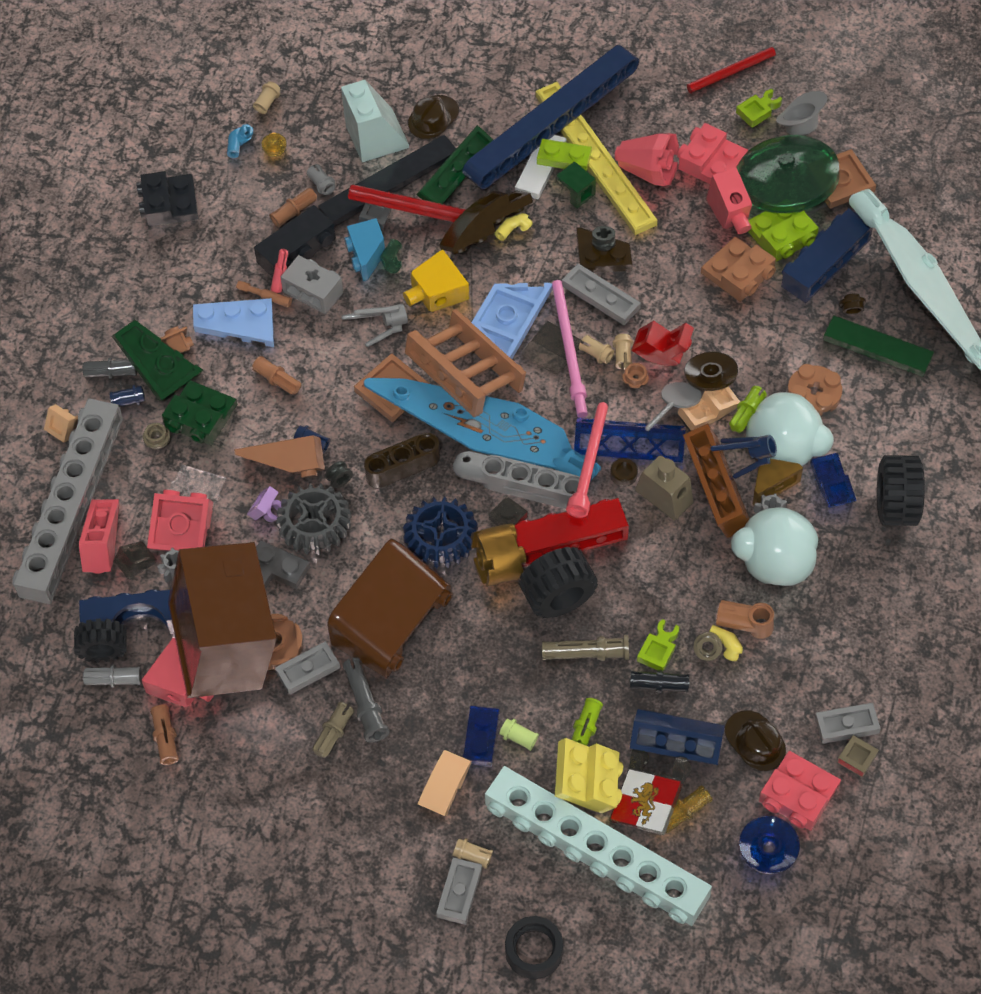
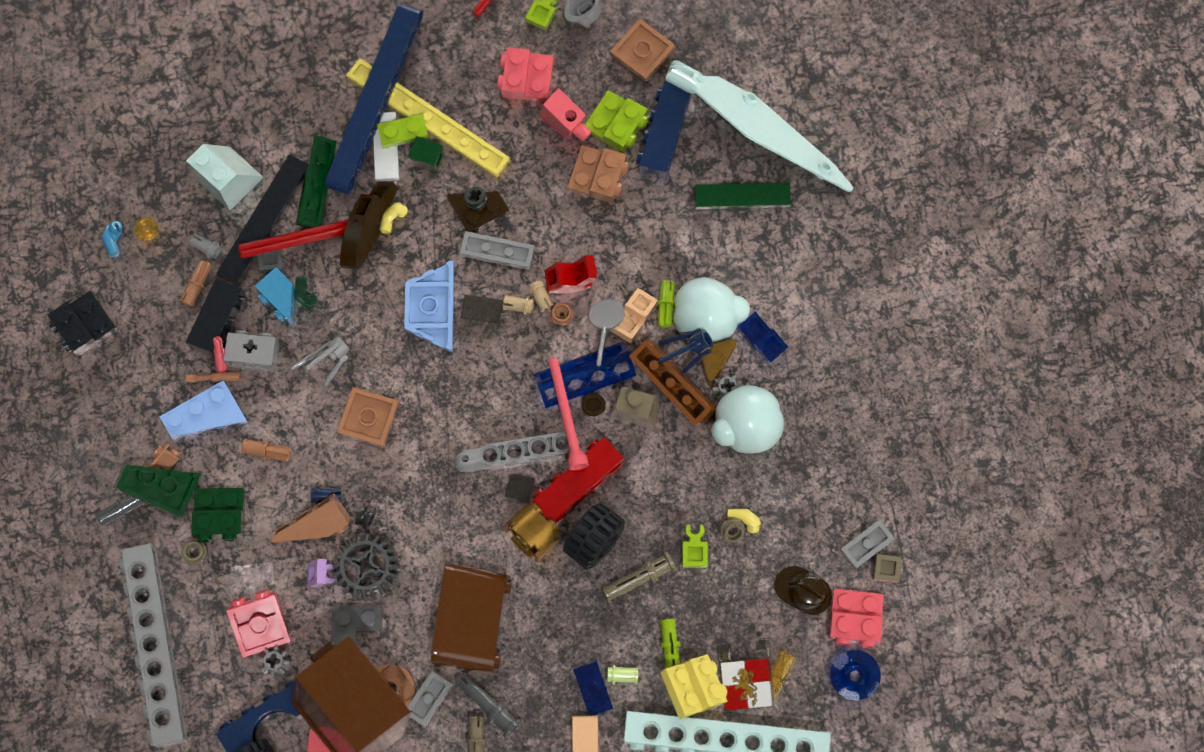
camera: 25 degrees left, 15 degrees up
(60, 423) = (107, 579): light nougat tile -> none
(99, 536) = (197, 664): coral slope -> none
(128, 396) = (150, 528): dark blue pin -> none
(134, 559) = (236, 670): clear smoke slope -> none
(269, 92) = (115, 185): tan pin -> none
(410, 450) = (415, 469): dark brown beam -> none
(427, 522) = (485, 527): dark blue gear -> none
(432, 116) = (269, 138): dark brown piece -> none
(437, 284) = (356, 303): yellow torso -> none
(458, 382) = (418, 391): nougat fence -> none
(501, 429) = (461, 417): dark azure wing -> none
(577, 389) = (521, 349): bright pink bar -> none
(650, 157) = (476, 102): coral cone -> none
(660, 681) = (709, 577): black pin -> none
(677, 736) = (746, 621): dark blue brick -> none
(711, 371) = (618, 275): dark brown dish -> none
(743, 618) = (747, 493): nougat piece -> none
(789, 173) = (598, 65): clear green dish -> none
(819, 377) = (713, 247): nougat plate -> none
(852, 304) = (706, 167): dark brown plate -> none
(900, 490) = (822, 328): black tyre -> none

